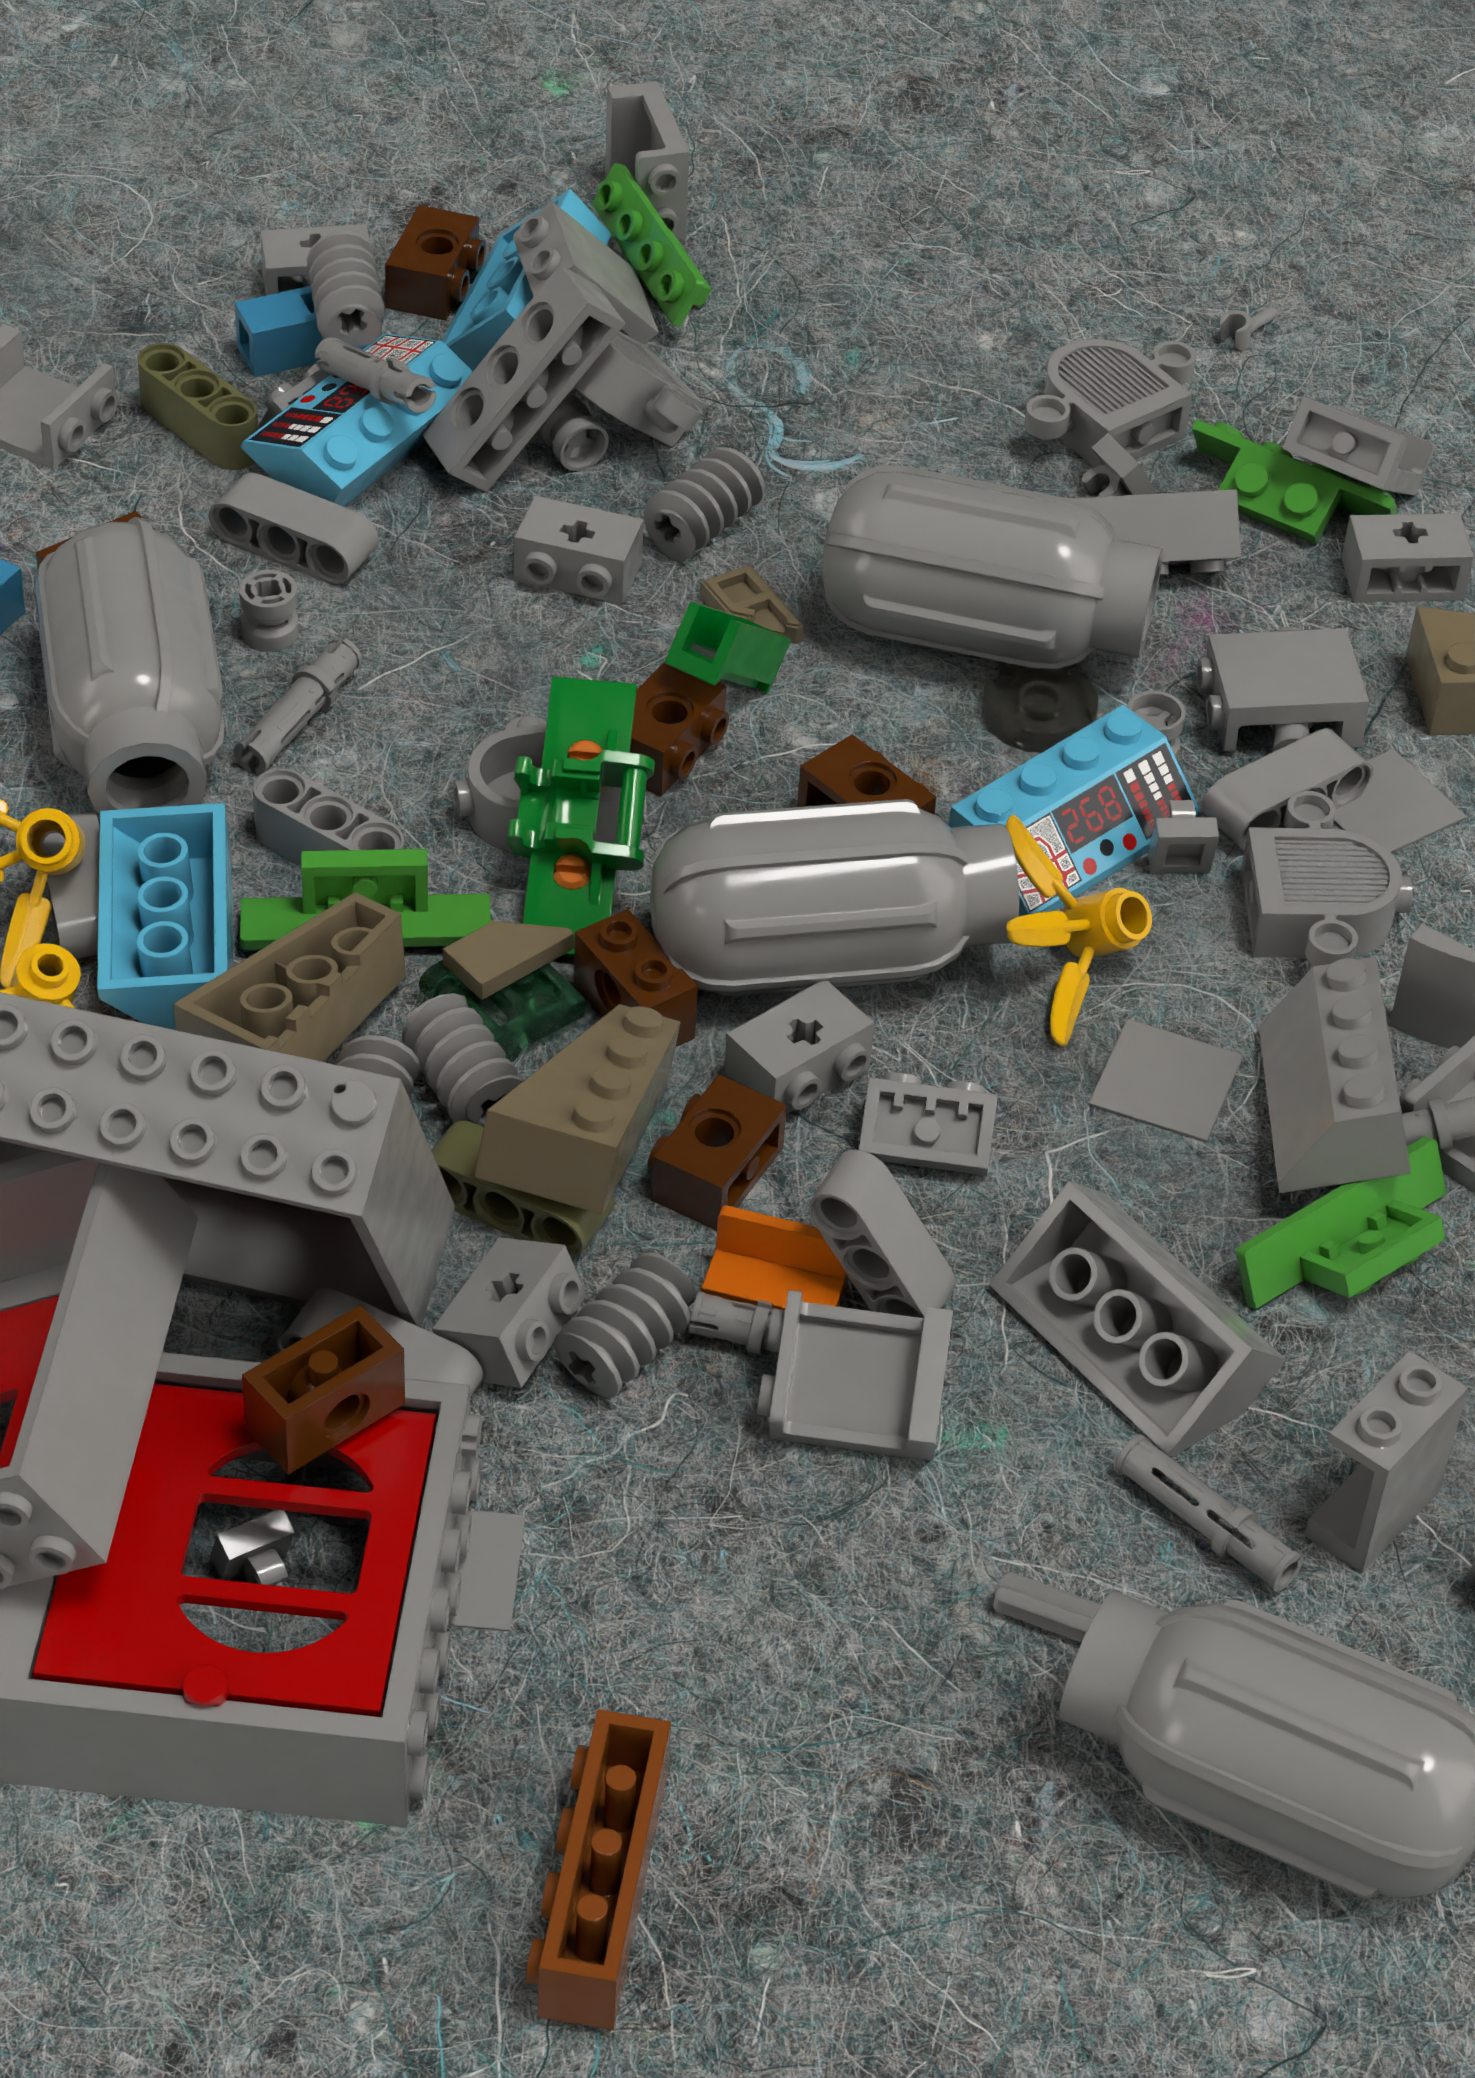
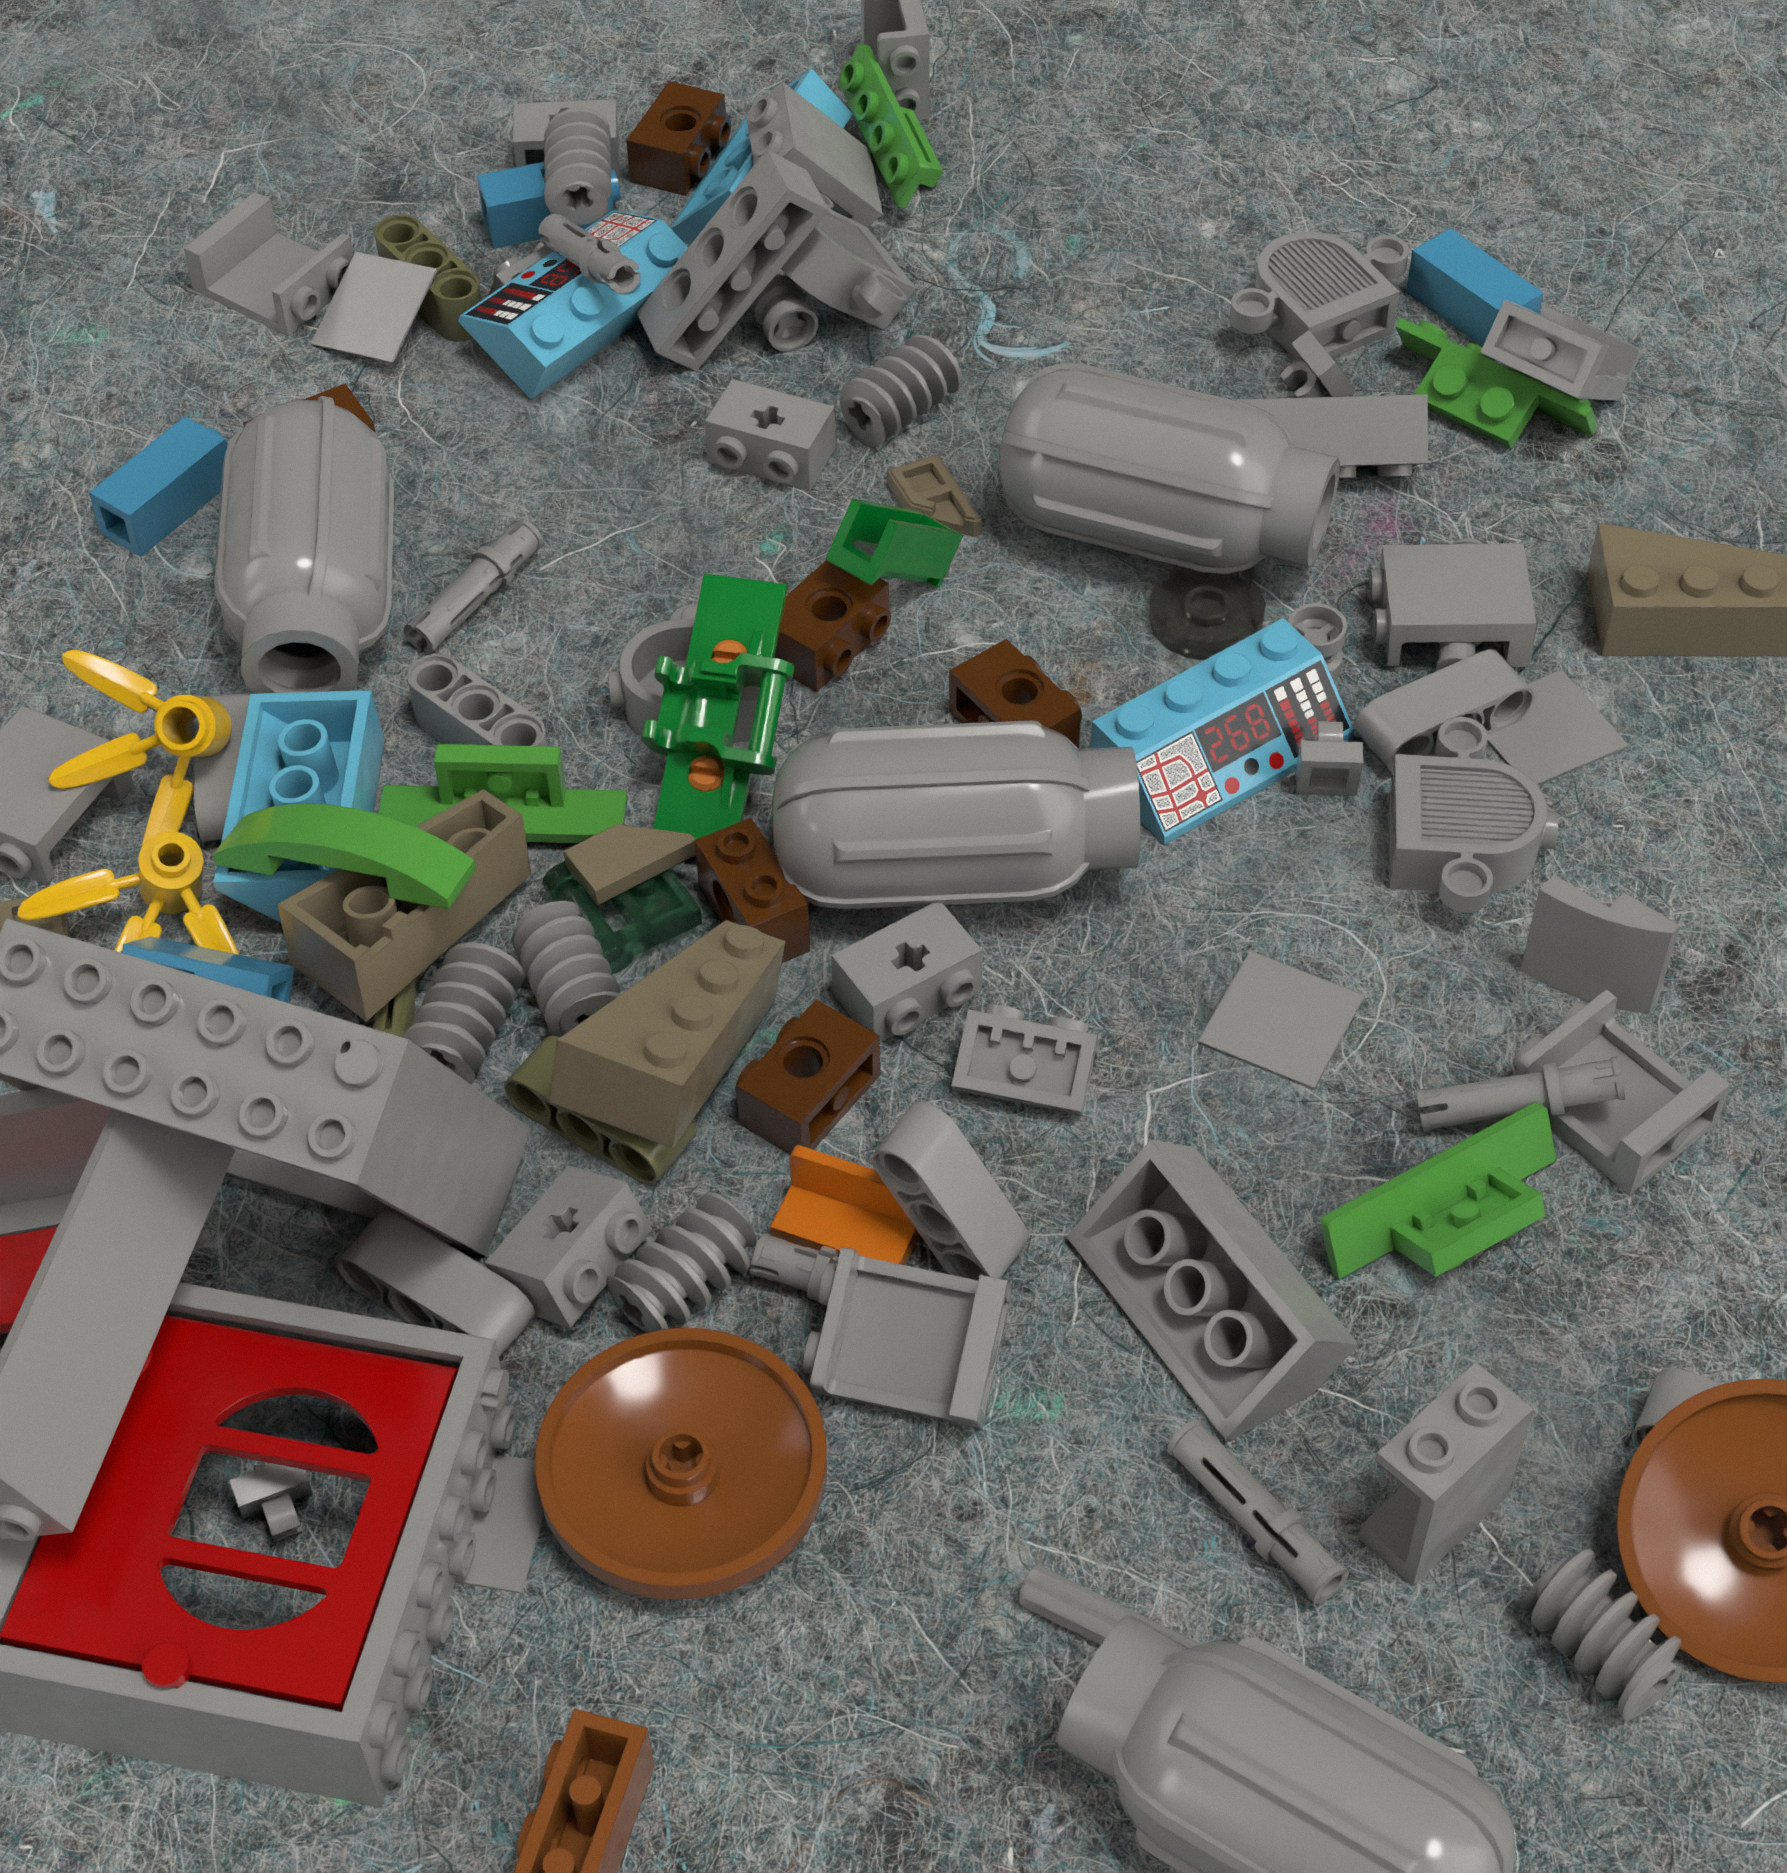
camera: 10 degrees right, 5 degrees up
(146, 436) = (374, 307): none -> light grey piece
(236, 936) = (413, 861): none -> bright green slope
(269, 610) = (461, 487): light grey wheel -> none
(293, 528) = (500, 403): light grey beam -> none
(324, 1389) = (333, 1345): reddish brown brick -> none
(655, 1498) = (681, 1463): none -> dark orange dish
(1086, 925) = (1218, 852): yellow plant -> none
(1242, 325) = (1464, 219): light grey hand -> none
(1253, 388) = (1466, 284): none -> dark azure brick
(1333, 1080) = (1448, 1037): light grey slope -> none
(1407, 557) = (1599, 467): light grey brick -> none

